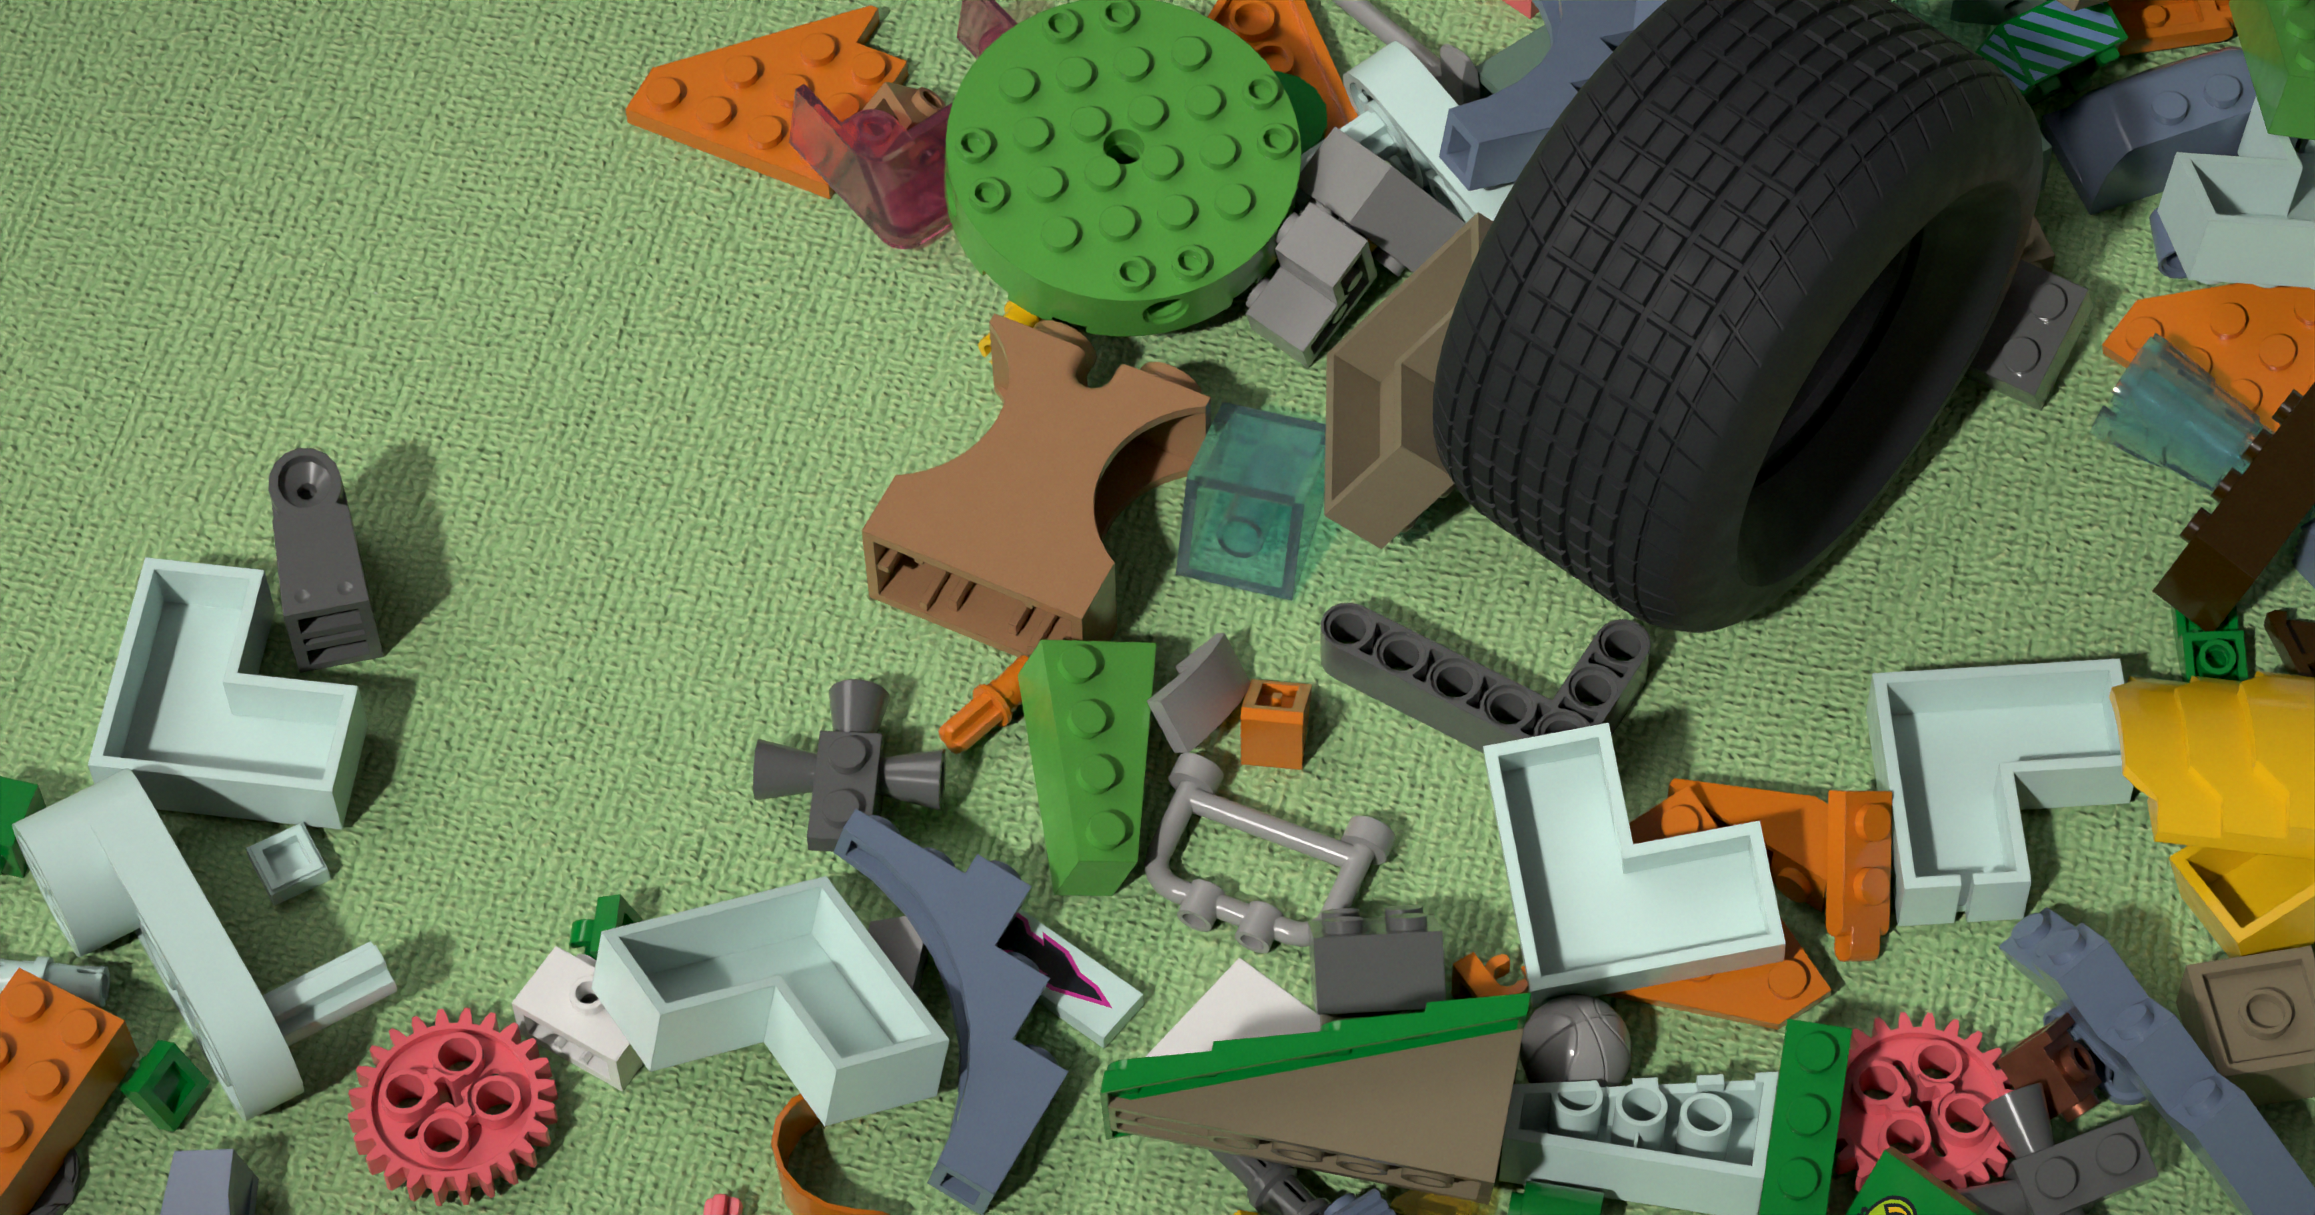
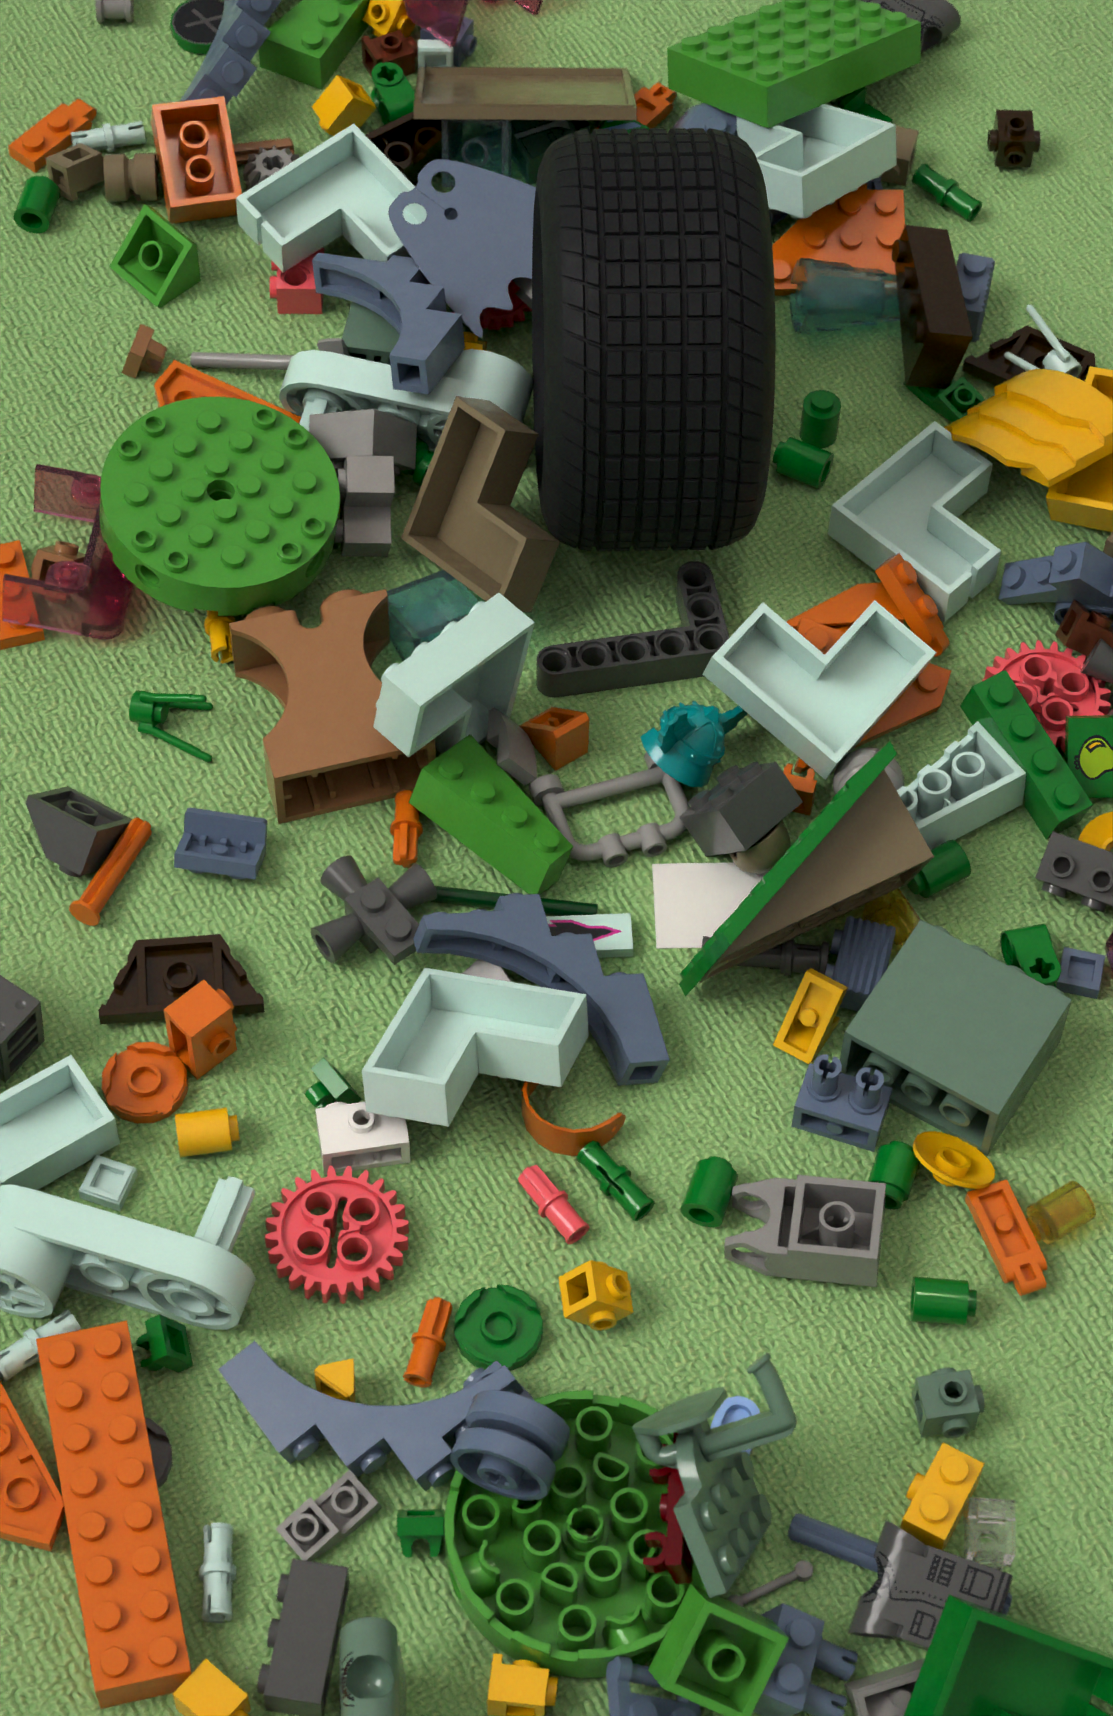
camera: 45 degrees left, 0 degrees up
(431, 884) = (206, 1131): none -> yellow brick
(434, 782) = (144, 1082): none -> orange tile
(528, 763) = (201, 1028): none -> orange brick
(576, 696) = (168, 968): none -> dark brown wing
(631, 517) = (111, 872): none -> orange axle
(636, 439) = (75, 829): none -> dark grey slope
(769, 574) = (222, 844): none -> sand blue bracket
(857, 363) = (153, 708): none -> green plant
(1041, 893) = (489, 899): none -> dark green bar
(1164, 555) = (456, 679): none -> light aqua piece
(1401, 840) = (690, 741): none -> teal helmet
(1921, 600) = (803, 462): none -> green brick
(1996, 559) = (820, 418): none -> green brick

